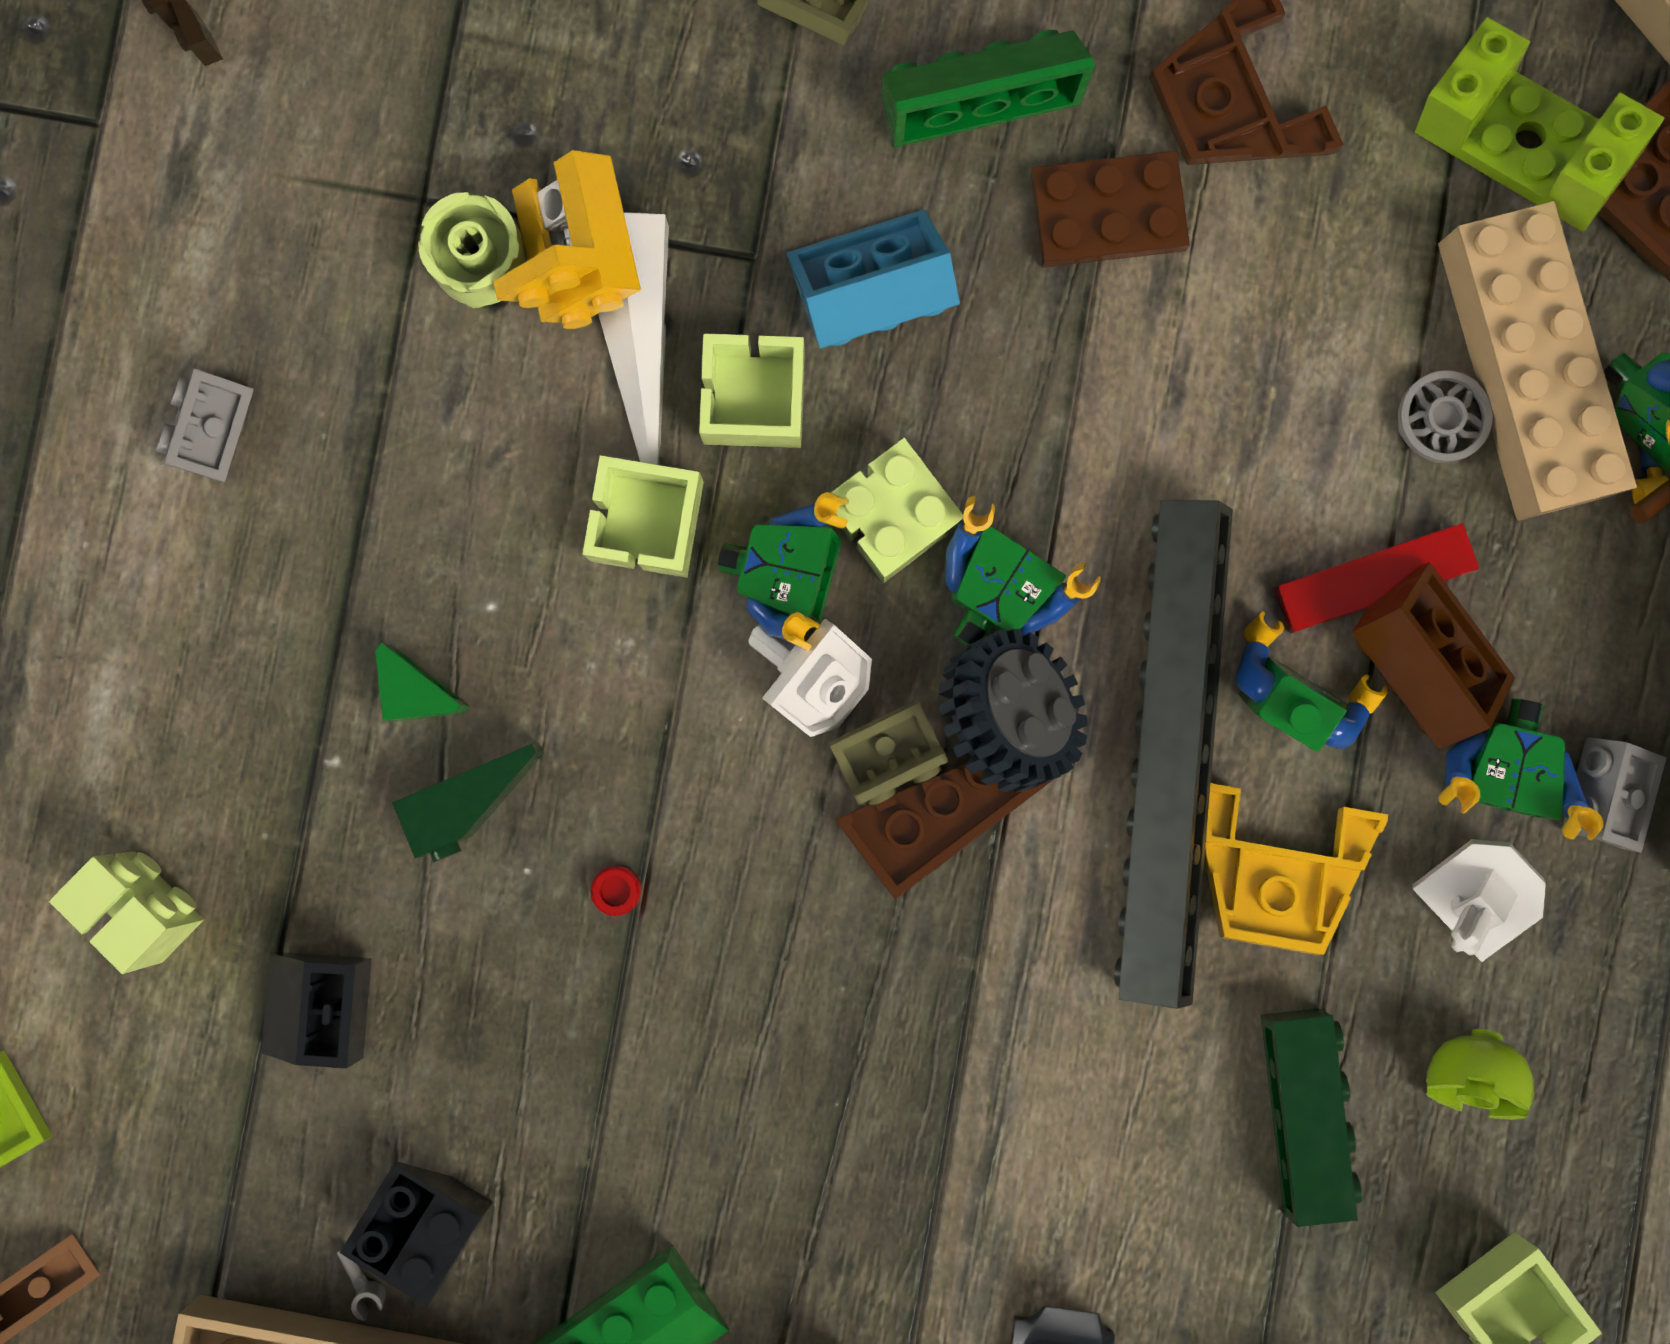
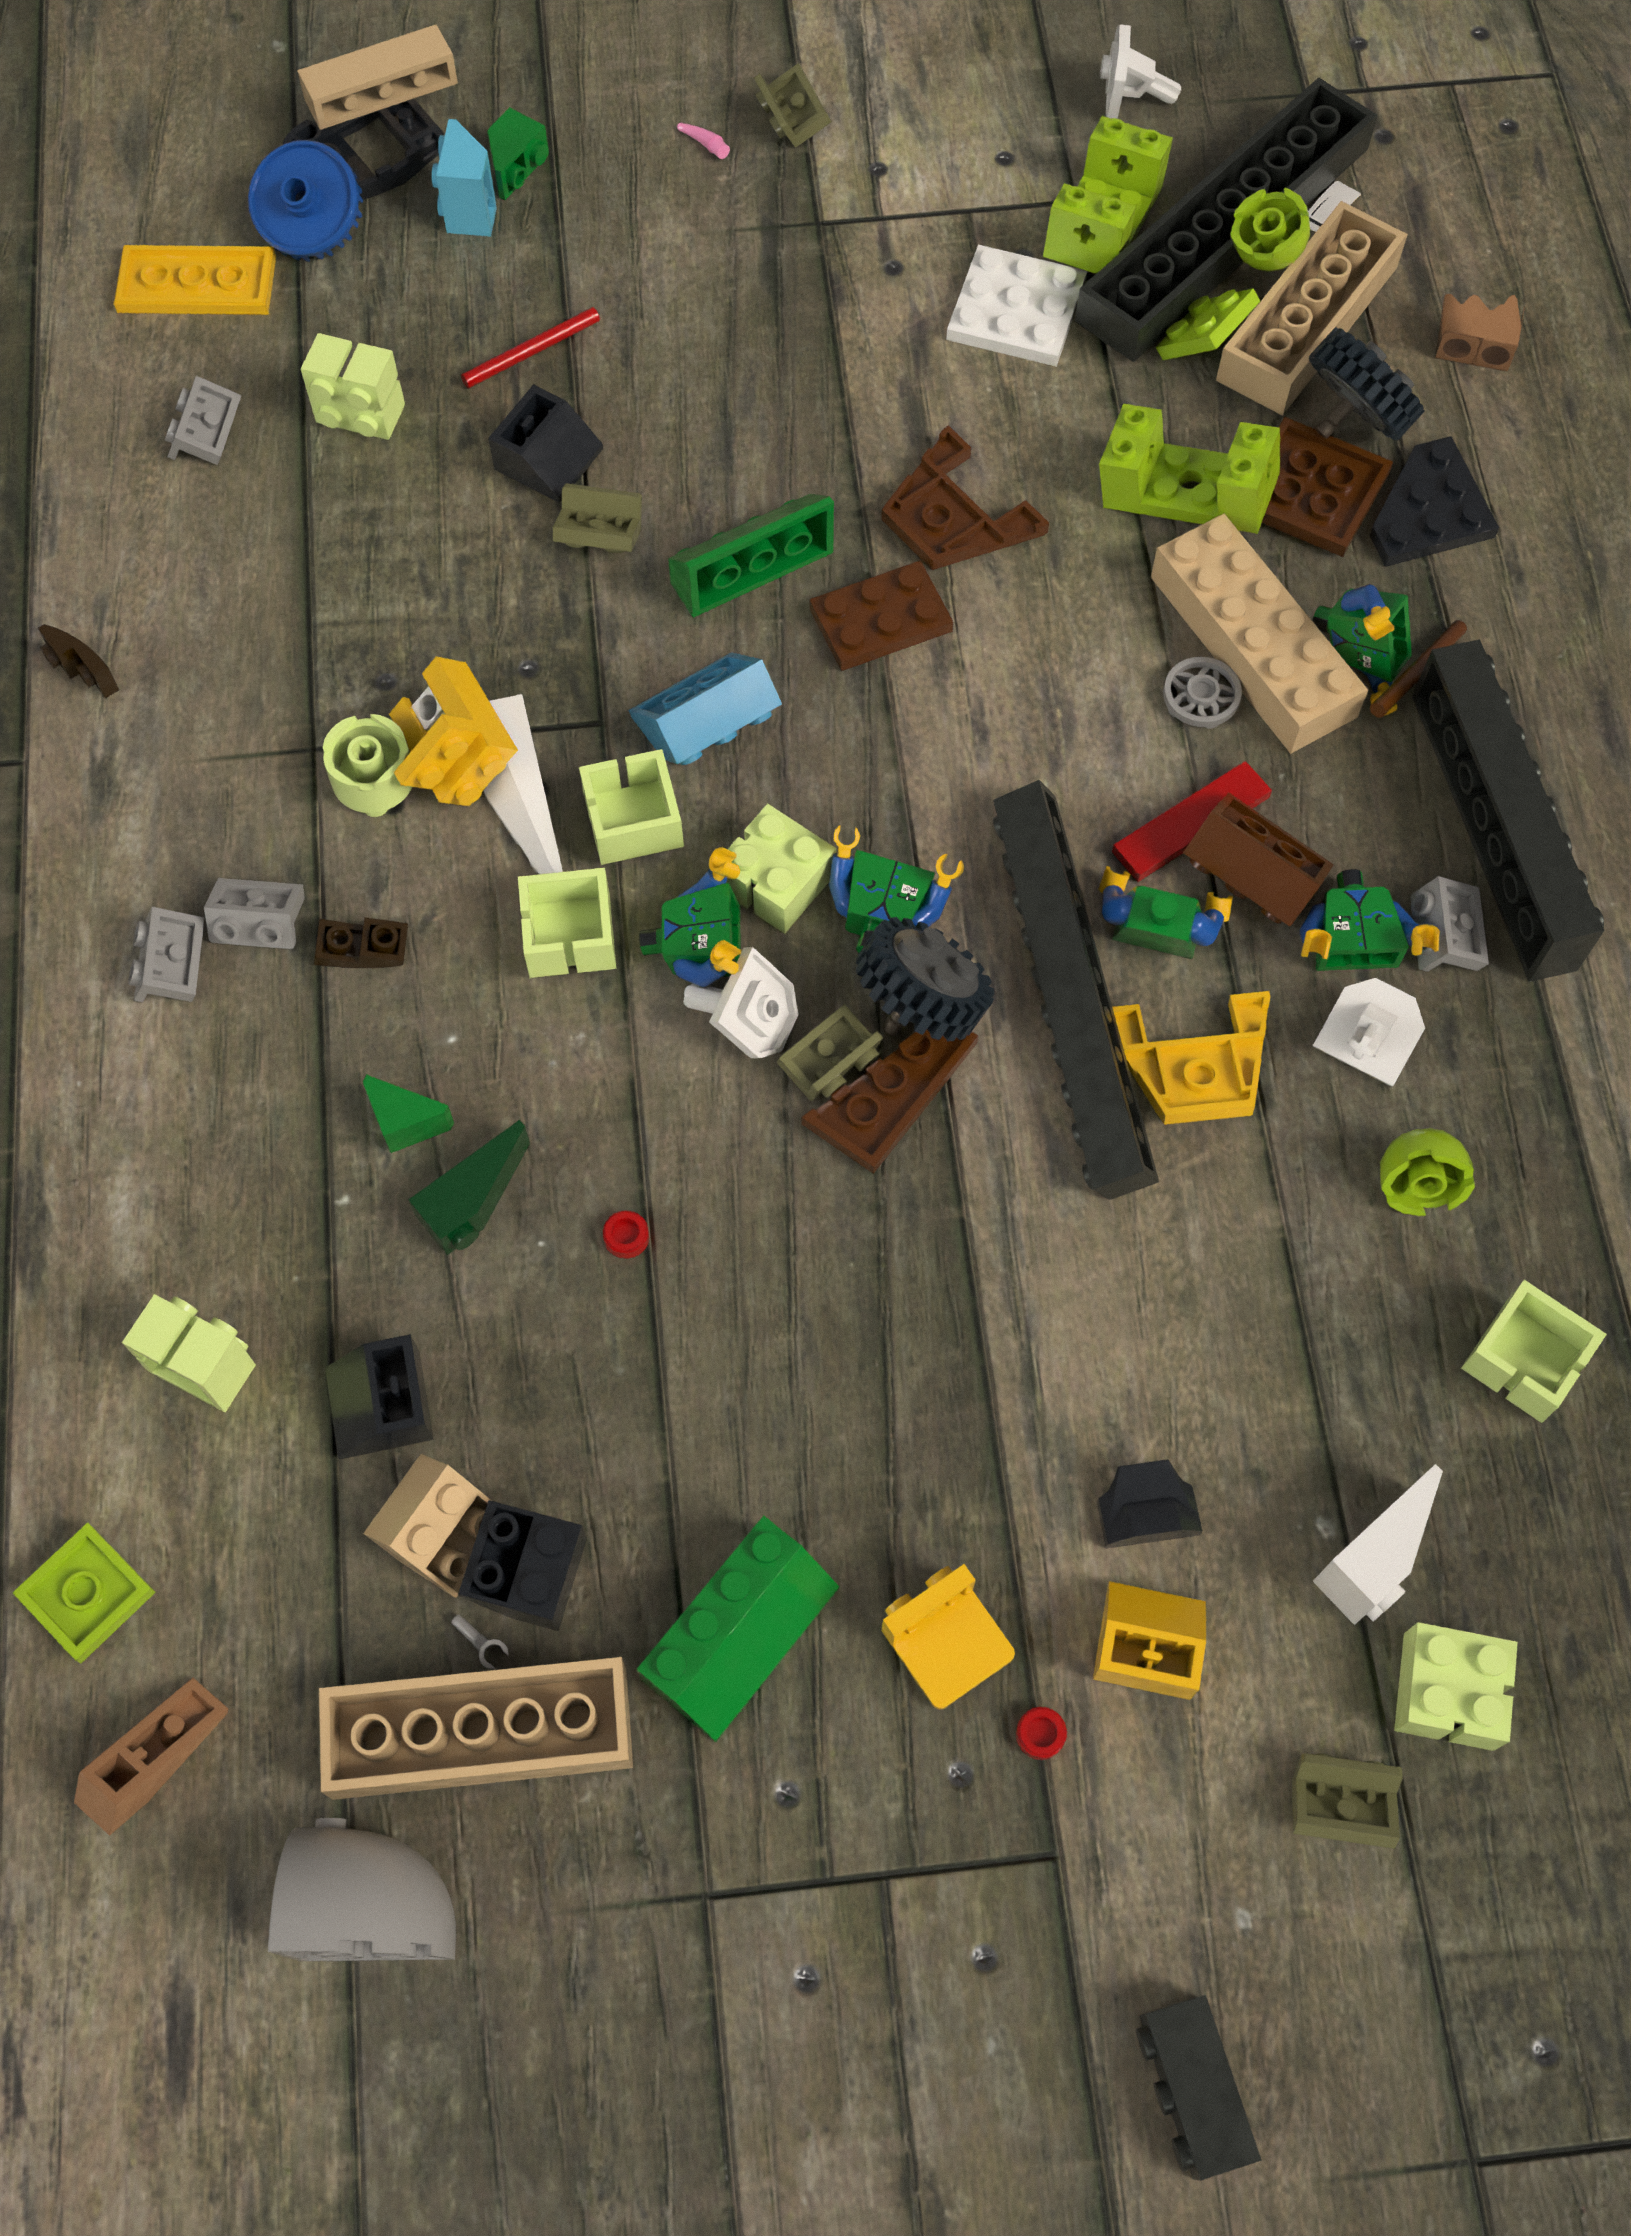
camera: 15 degrees left, 20 degrees down
(309, 395) = (253, 913): none -> light grey bracket
(338, 1155) = (431, 1523): none -> tan slope
(417, 467) = (368, 945): none -> dark brown slope
(1310, 1117) = (1294, 1246): dark green brick -> none

